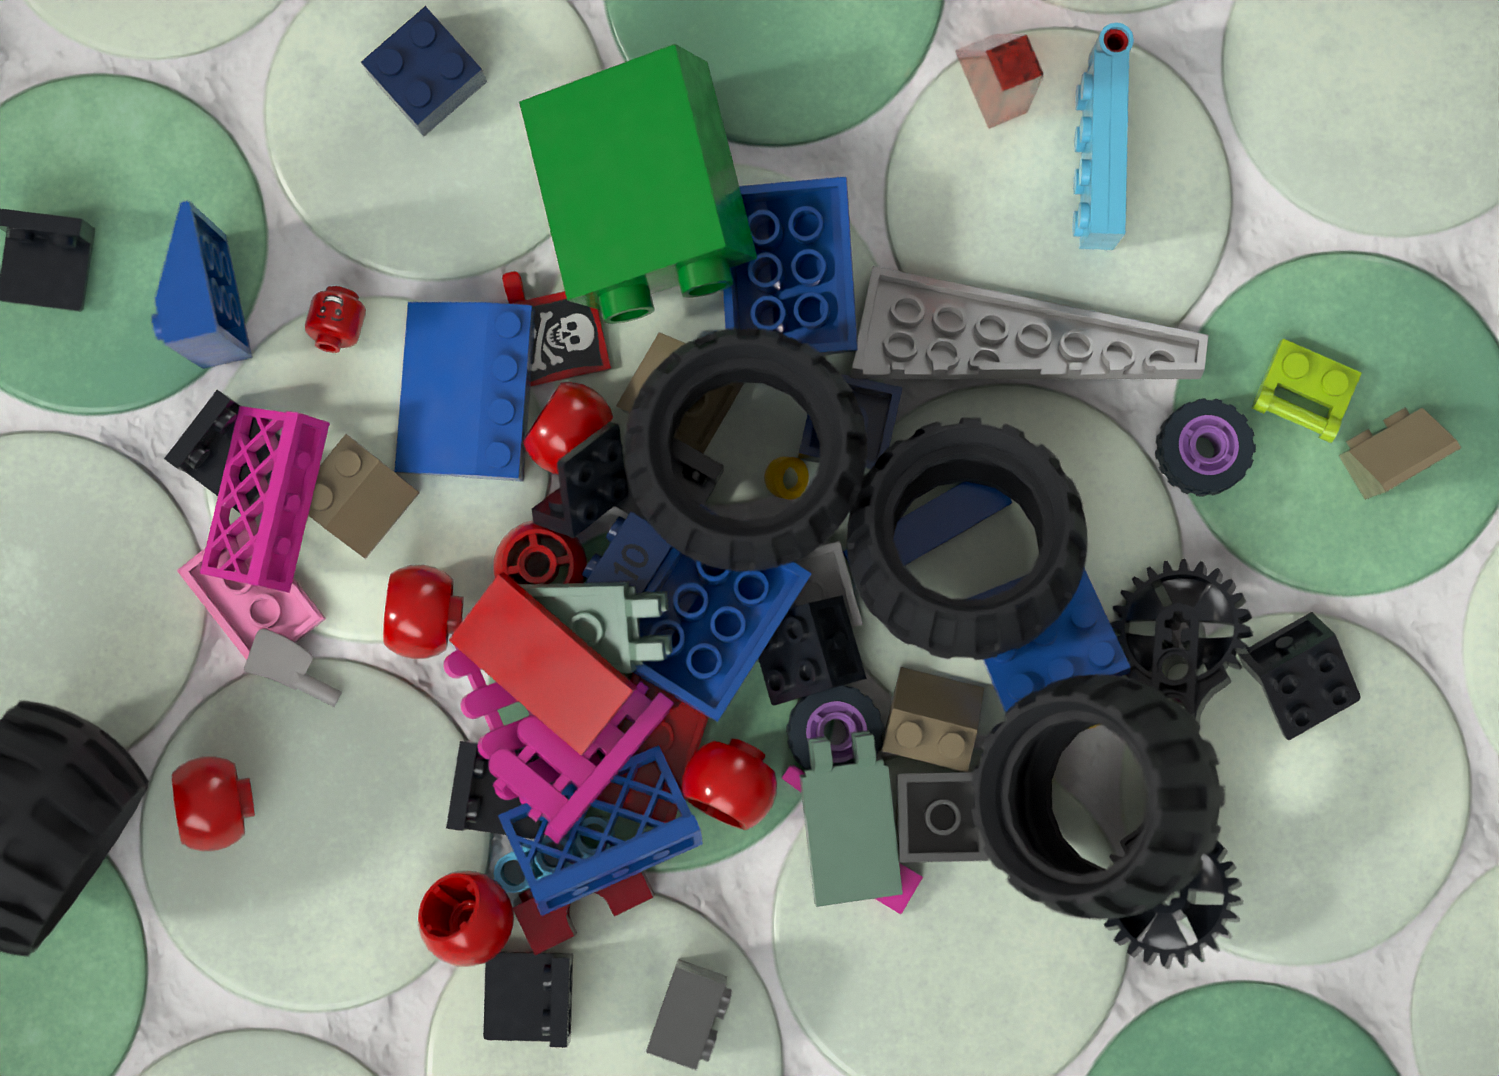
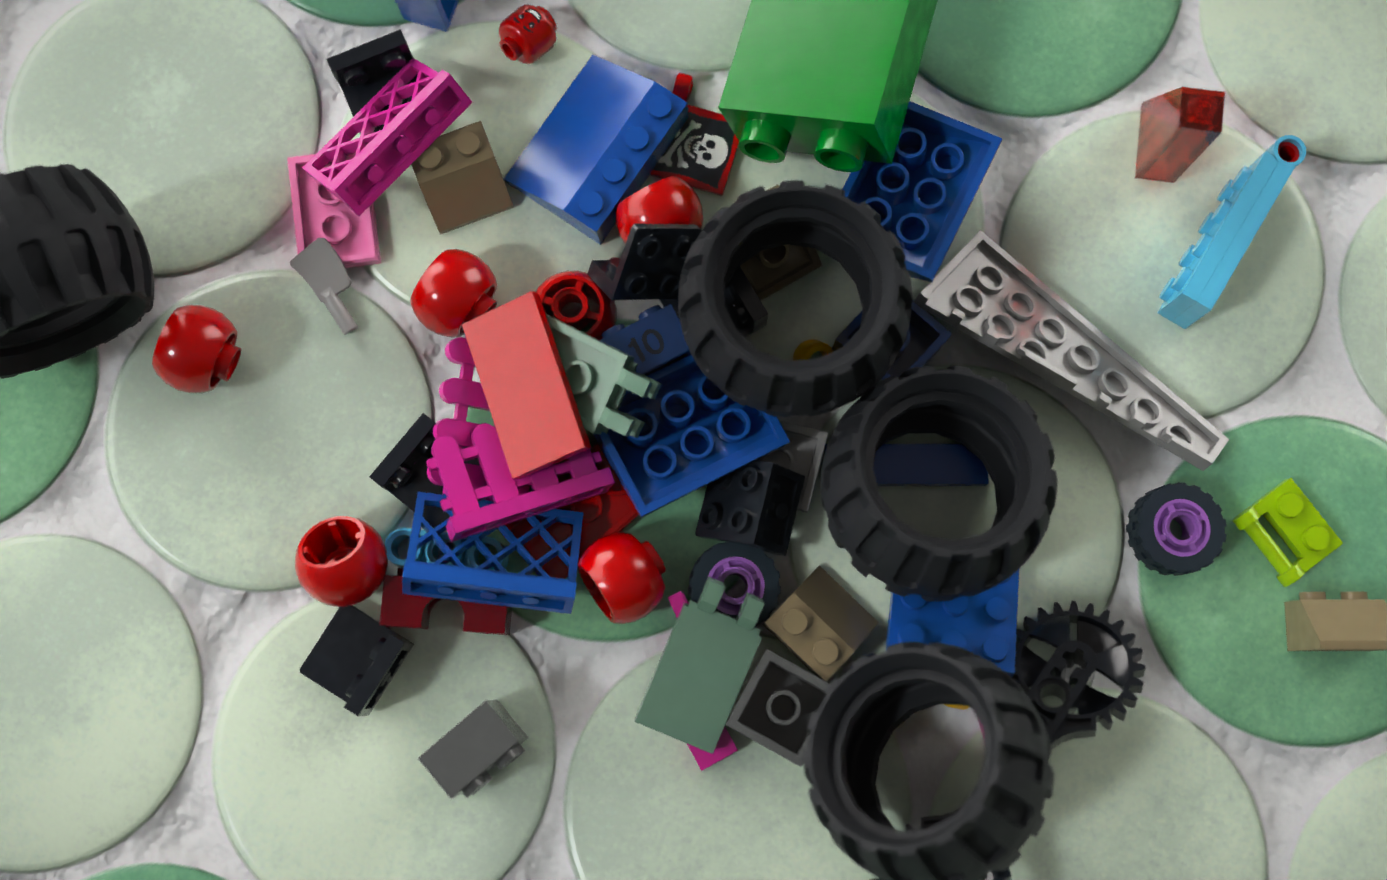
camera: 30 degrees right, 5 degrees down
(1302, 674) = (1156, 767): black bracket -> none

